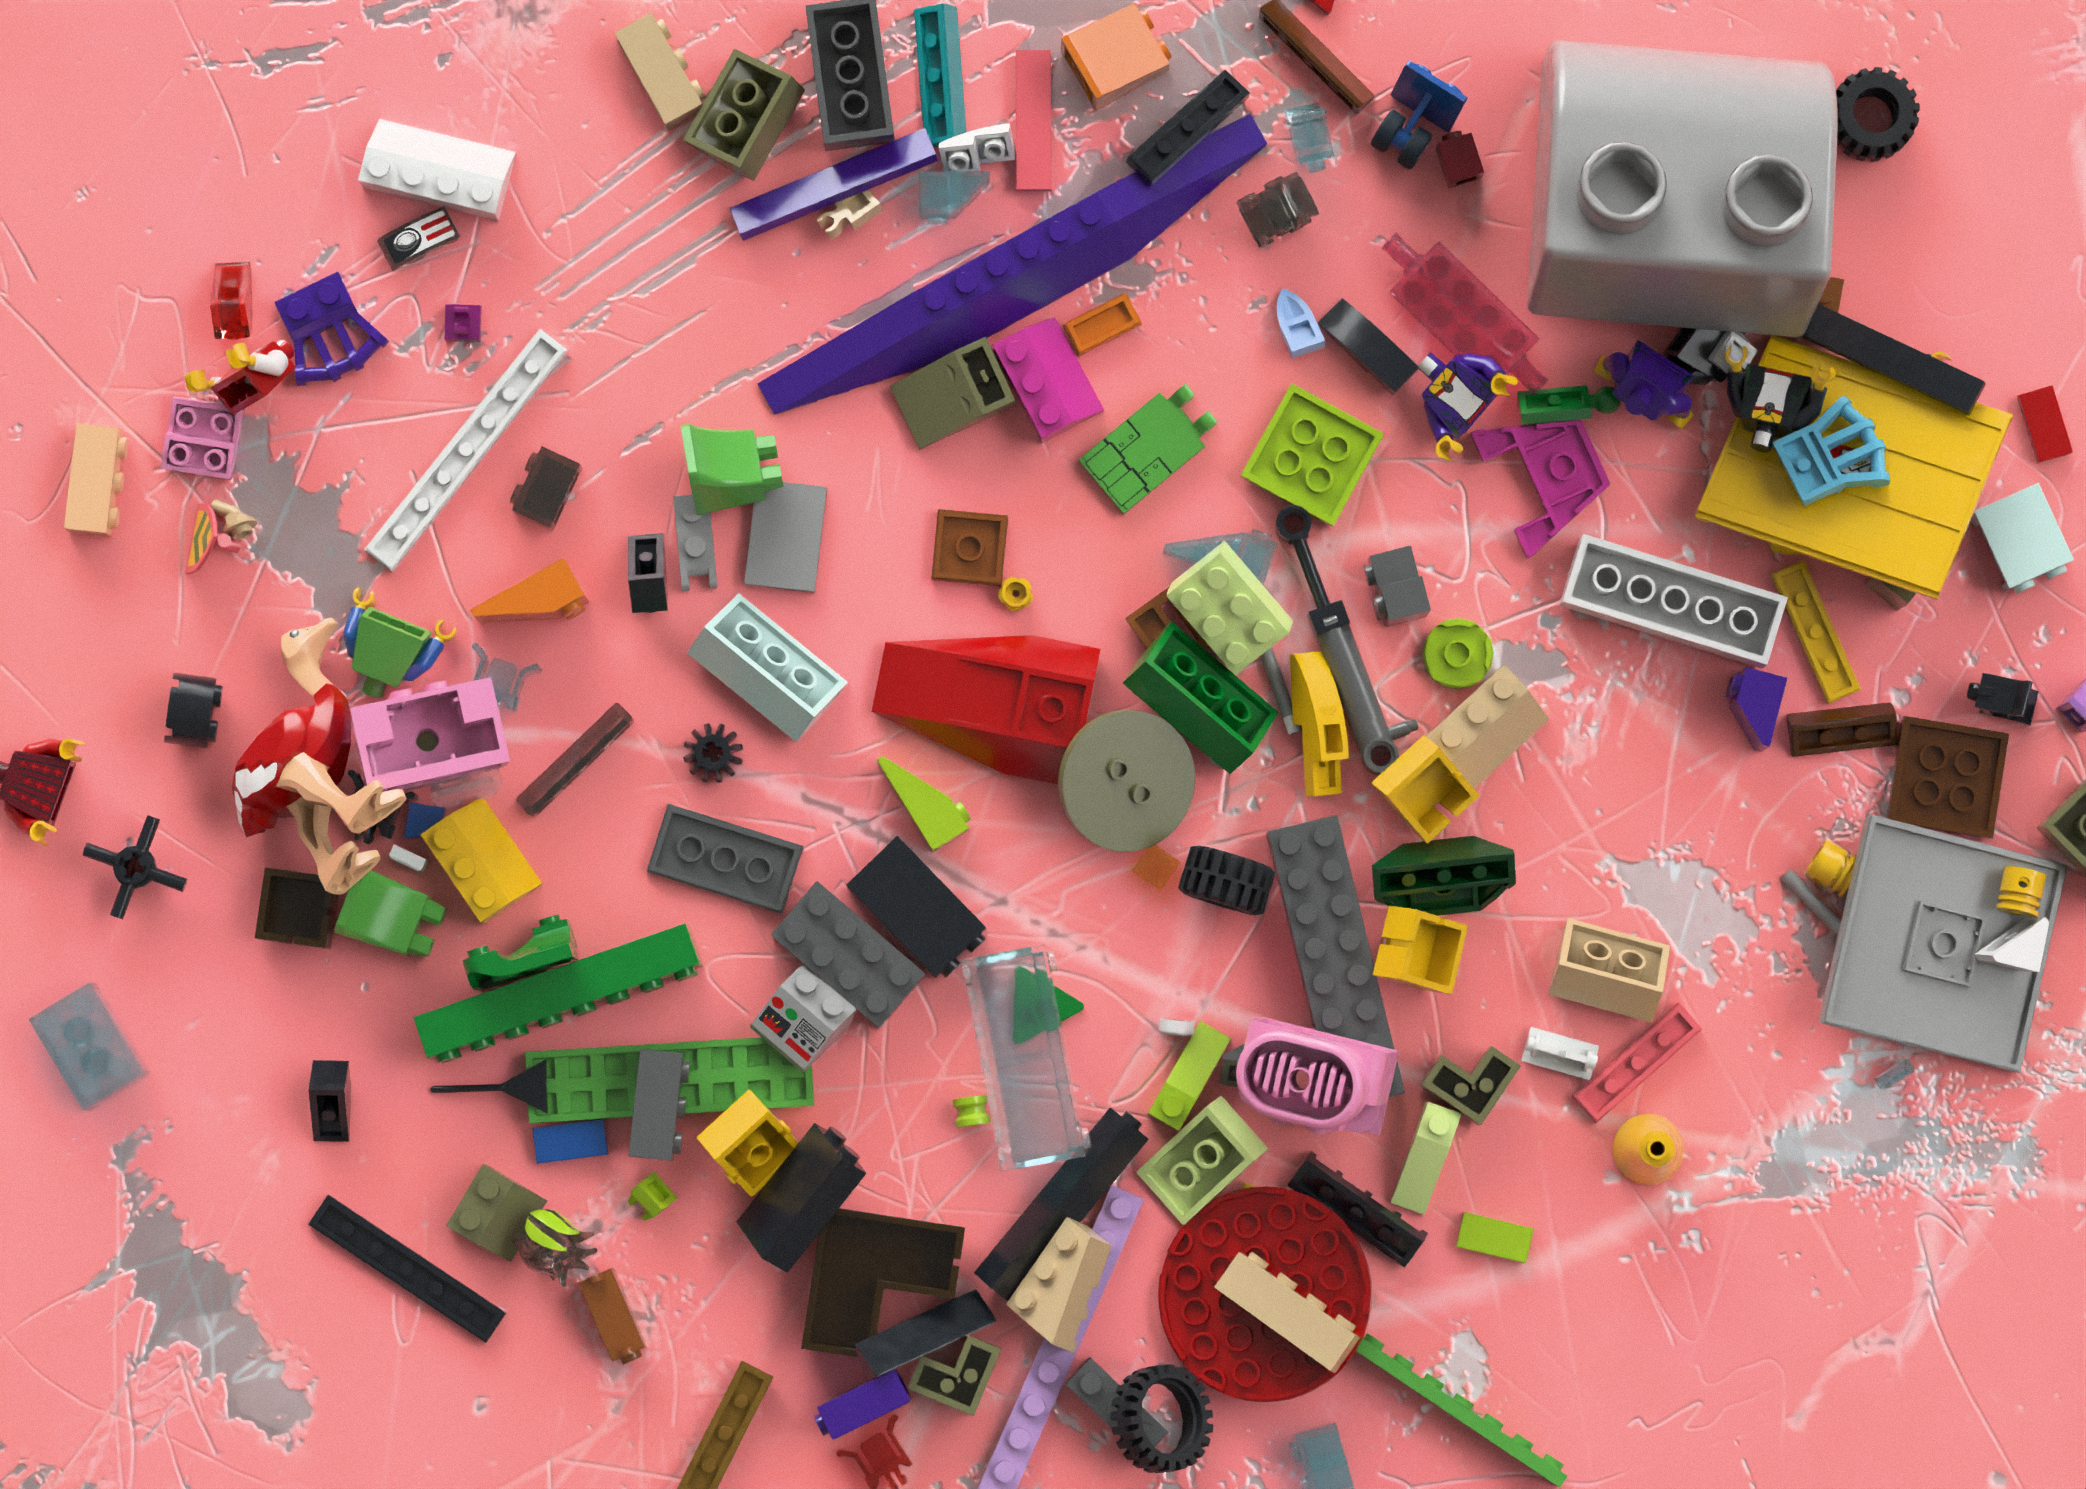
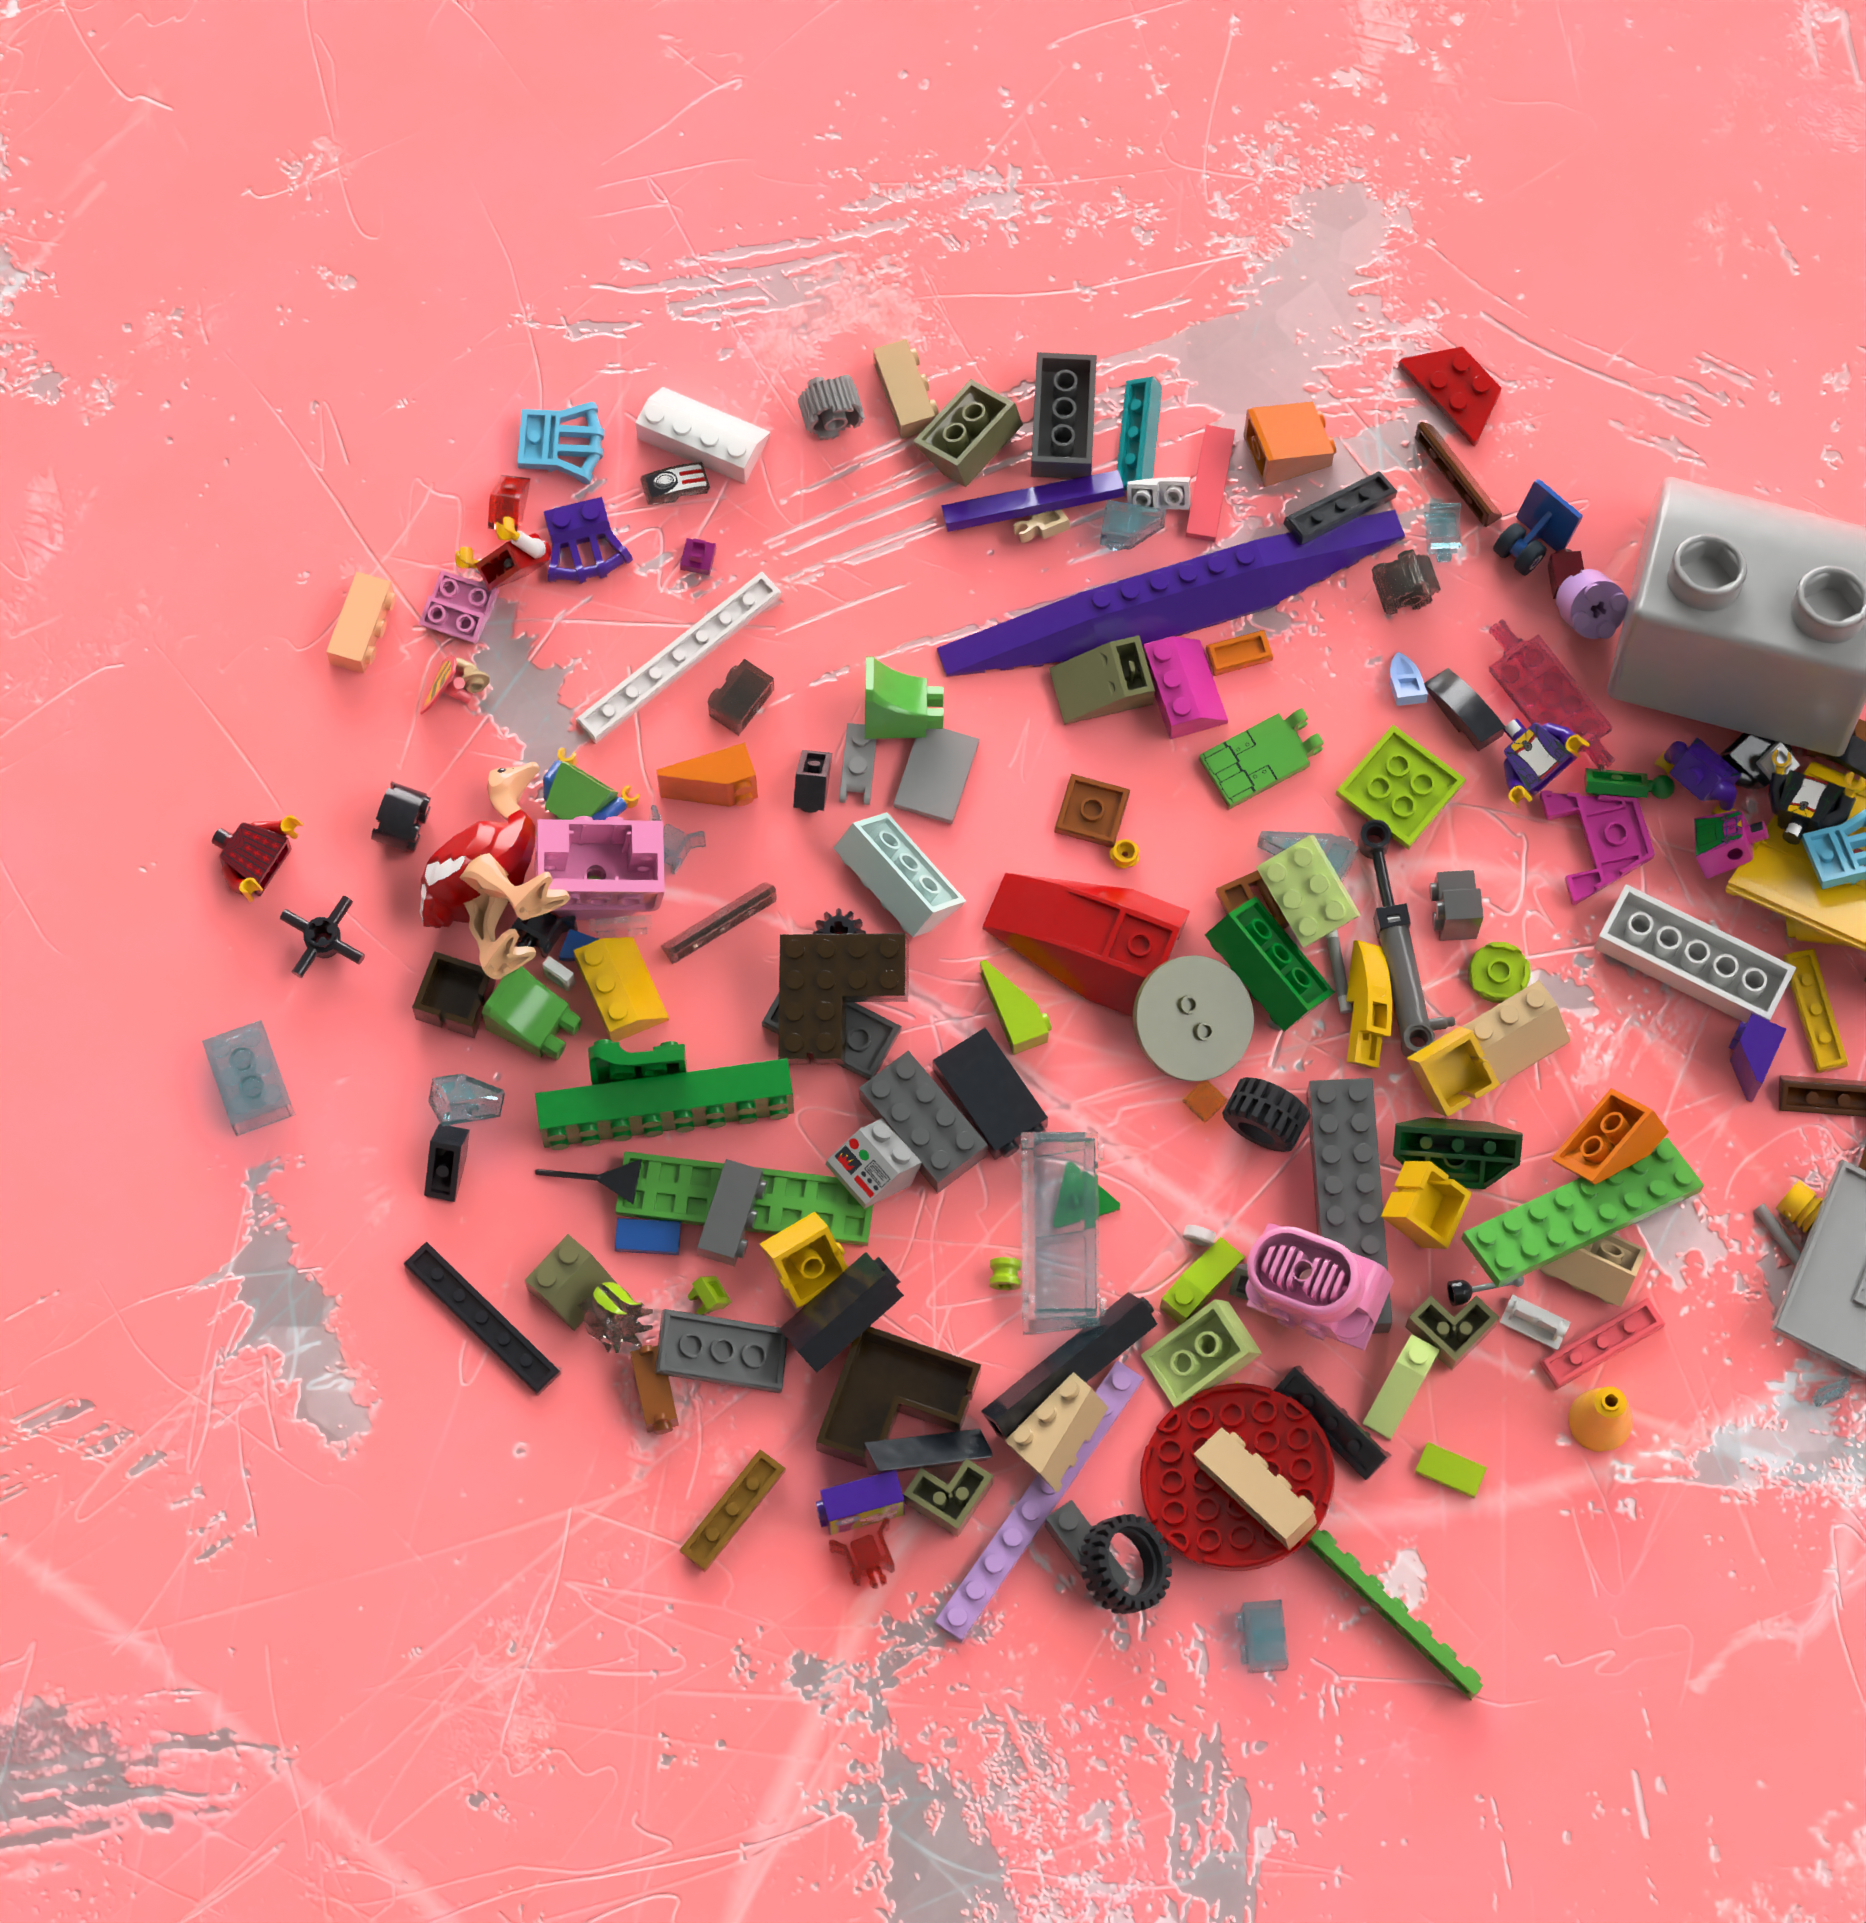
camera: 10 degrees right, 15 degrees down
(253, 217) = (541, 435): none -> medium azure plate
(334, 1027) = (464, 1099): none -> clear light blue slope
(579, 114) = (830, 406): none -> light grey brick
(677, 1260) = (721, 1351): none -> dark grey tile
(705, 812) = (823, 974): none -> dark brown piece
(1474, 1034) = (1461, 1291): none -> black hinge
(1494, 198) = (1591, 604): none -> lavender brick
(1593, 928) = (1579, 1215): none -> bright green plate
(1610, 837) = (1611, 1138): none -> orange slope
(1687, 459) = (1725, 841): none -> dark pink torso

